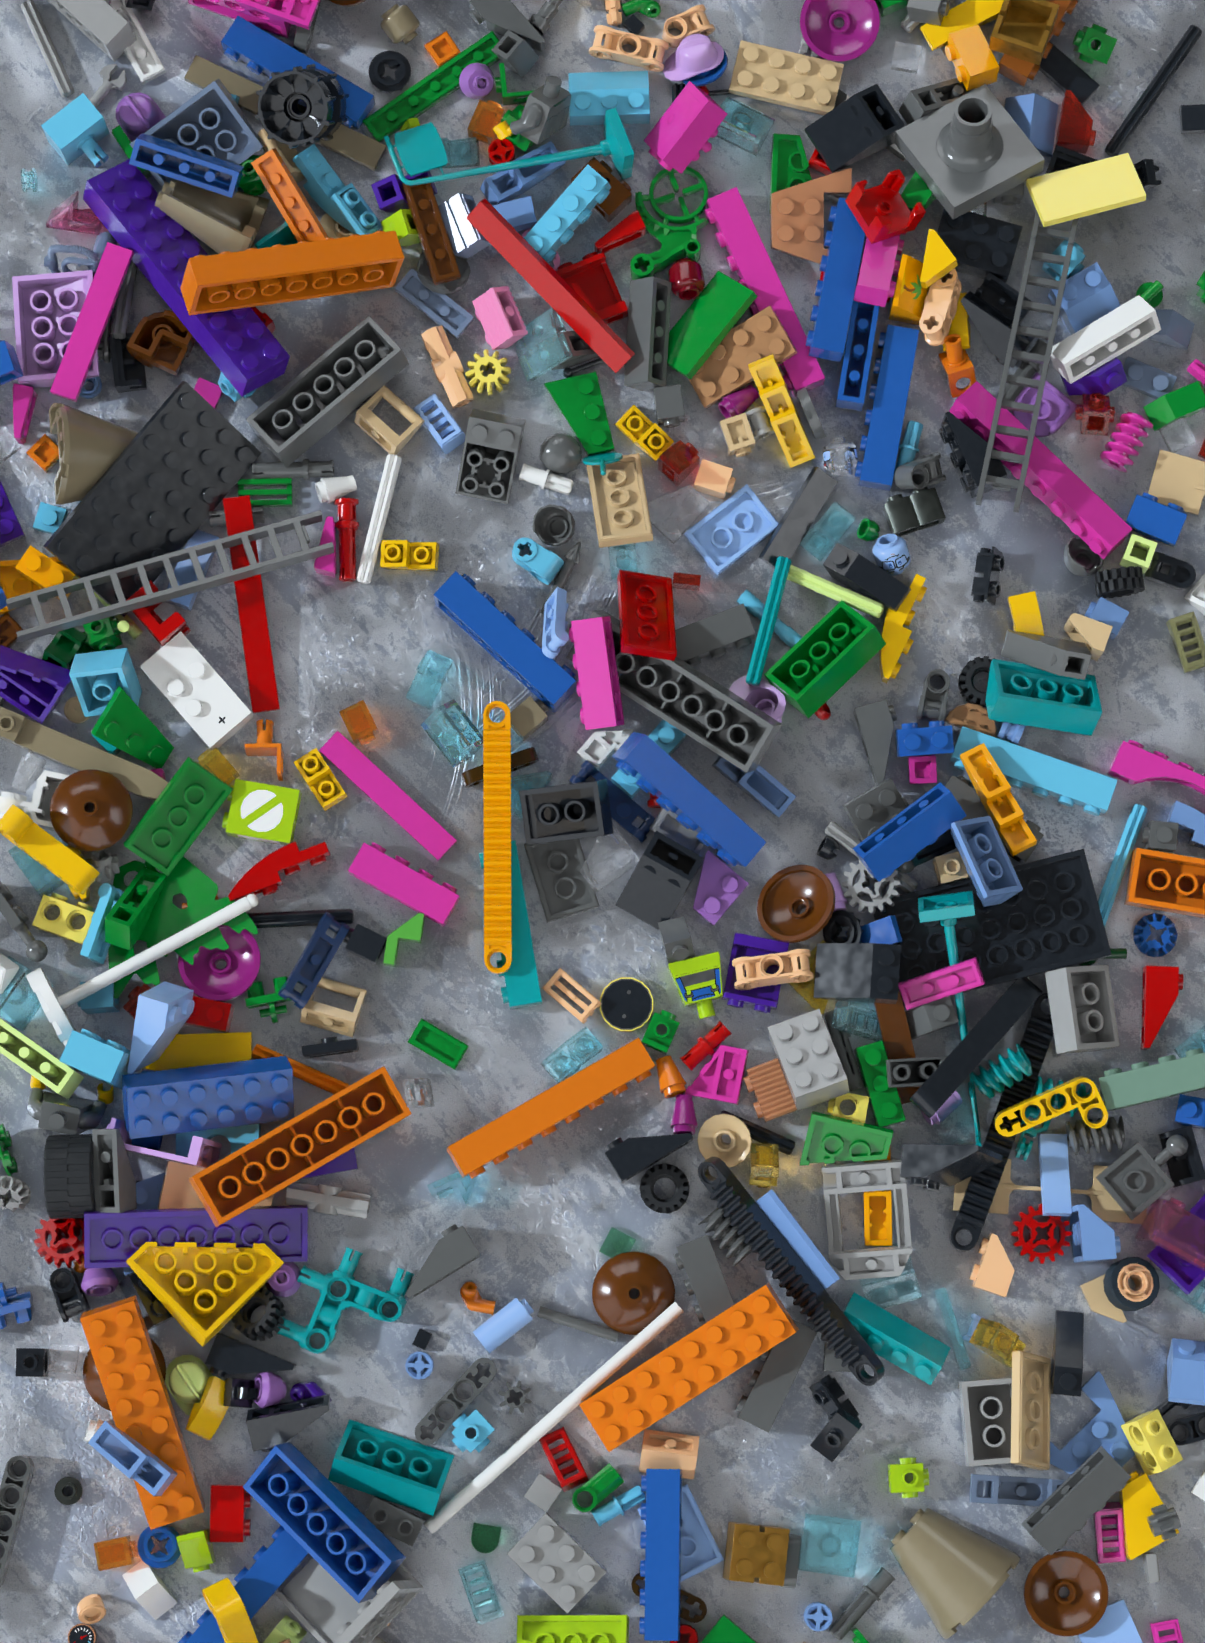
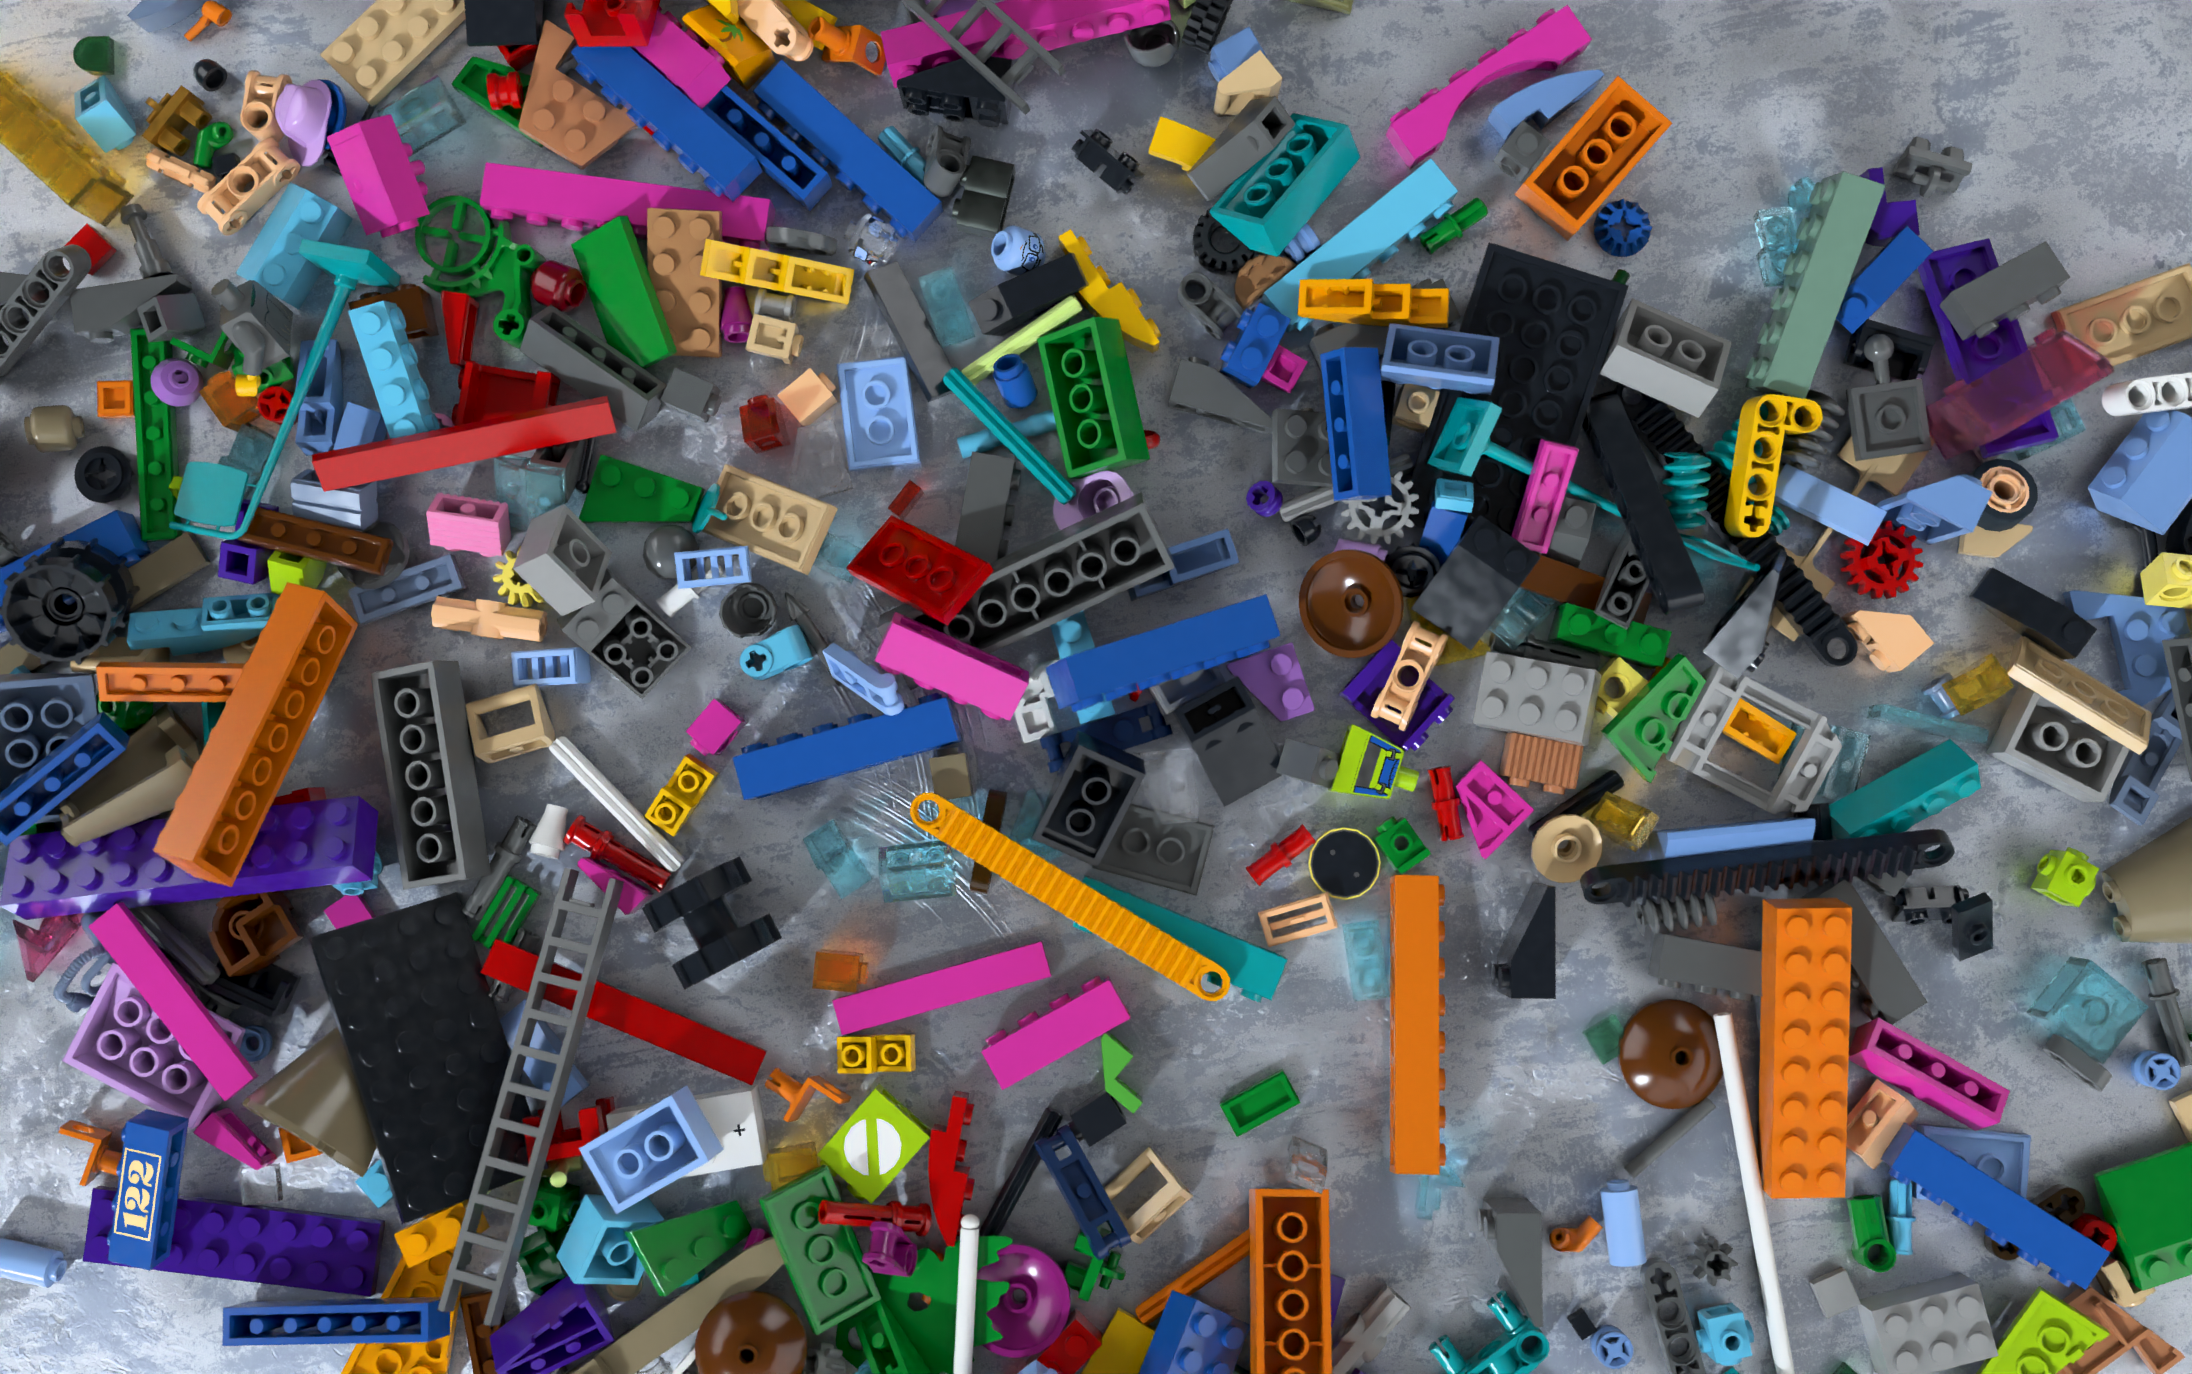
camera: 55 degrees left, 5 degrees up
(180, 670) = (651, 1149): none -> light blue slope
(204, 860) = (890, 1250): none -> magenta piece
(224, 851) = (908, 1217): none -> red pin
(330, 1046) = (1190, 1230): black plate -> none
(336, 633) = (711, 922): none -> black piece
(465, 550) = (715, 728): none -> dark pink brick
(514, 390) = (562, 560): none -> light grey brick
(555, 468) = (683, 567): none -> light blue slope
(574, 1480) = (1843, 1240): red slope -> none
(606, 959) = (1280, 855): none -> red pin
(643, 432) = (705, 443): yellow slope -> none
(664, 1171) = (1599, 950): black tyre -> none
(669, 1077) = (1457, 865): orange cone -> none
(684, 1115) = (1510, 876): magenta cone -> none
(721, 1462) = (1928, 1074): none -> dark pink brick
(755, 1554) = (2056, 1102): pearl gold piece -> none
(789, 171) = (505, 90): none -> red wheel
(805, 603) = (1014, 381): none -> blue brick
(833, 815) = (1255, 494): none -> dark purple bush
(841, 1291) = (1821, 813): none -> black tile
(868, 530) = (973, 261): green hinge -> none
(906, 926) = (1454, 495): none -> medium azure tile
(1086, 823) = (1453, 225): none -> green axle
(1121, 860) = (1513, 208): medium azure axle -> none
(1159, 993) = (1698, 268): red slope -> none

